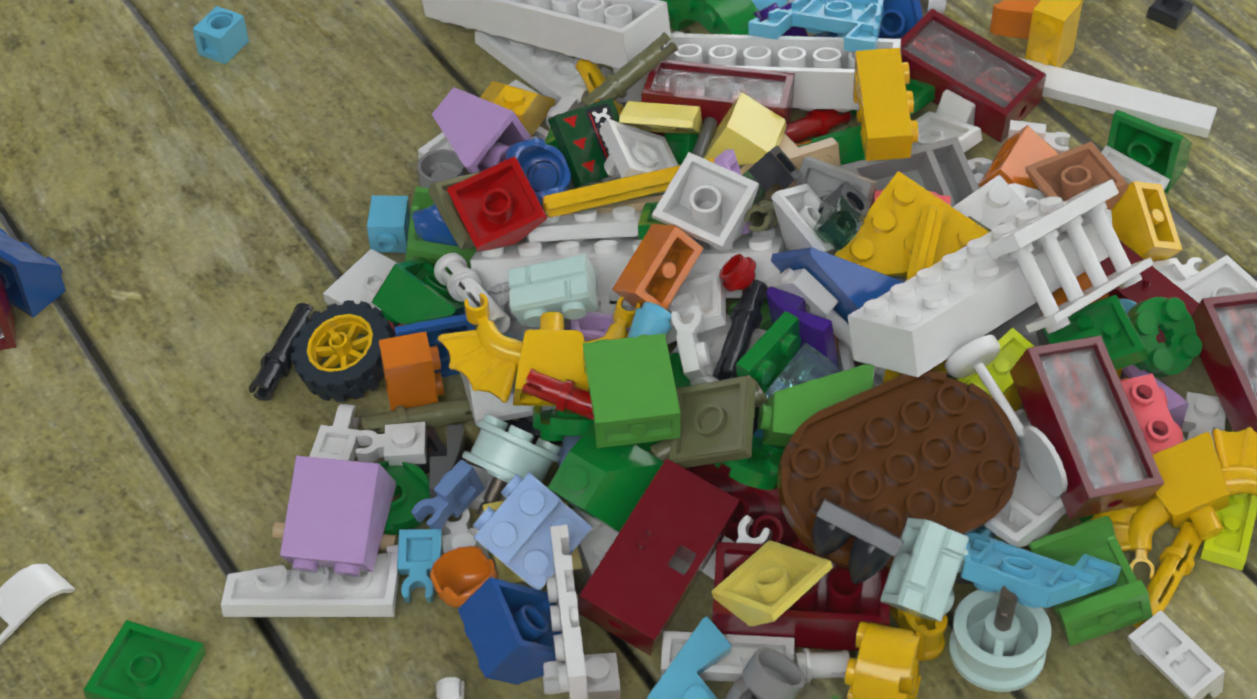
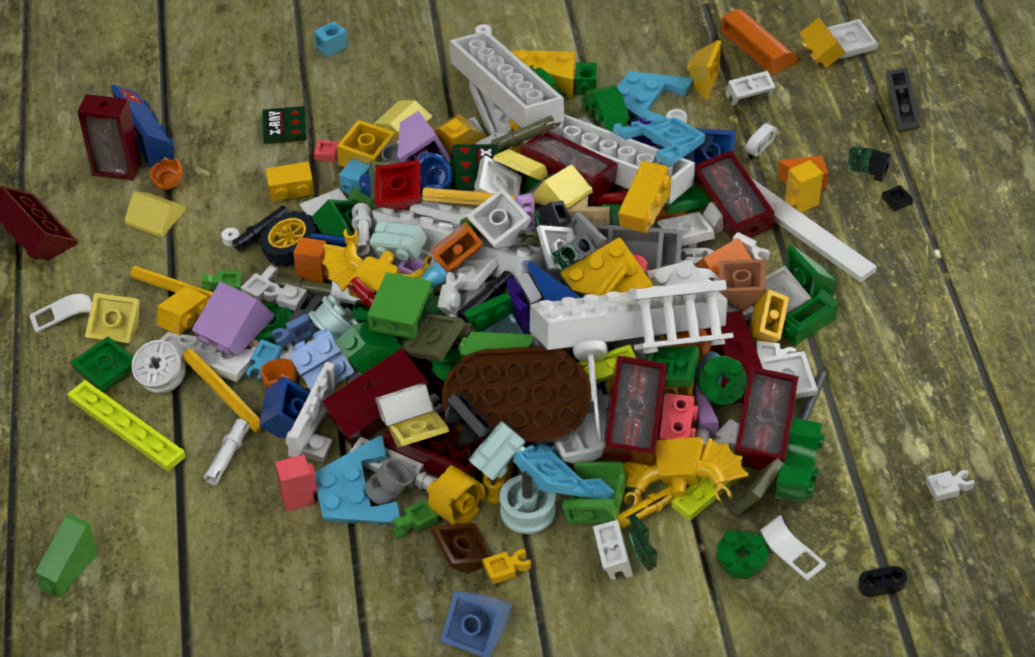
camera: 25 degrees right, 0 degrees up
(74, 316) = (166, 174): none -> orange hair
(83, 389) = (152, 213): none -> light yellow slope
(115, 586) = (113, 318): none -> light yellow slope
(195, 493) = (163, 281): none -> yellow axle
(221, 182) = (284, 124): none -> dark green tile
(235, 530) = (181, 310): none -> yellow brick
(237, 382) = (228, 235): none -> white piece
(241, 663) = (146, 365): none -> white wheel
(273, 457) = (231, 278): none -> bright green plate
(287, 263) = (290, 181): none -> yellow brick
(313, 199) = (326, 150): none -> coral tile
(379, 168) = (364, 143): none -> yellow brick
(383, 638) = (222, 389): none -> yellow axle
(403, 117) = (399, 112): none -> light yellow slope
(723, 549) = (404, 404): none -> white hinge
(738, 272) = (500, 264): red plate -> none
(1197, 174) = (810, 317): none -> green window
(1217, 641) = (640, 542): none -> clear green slope

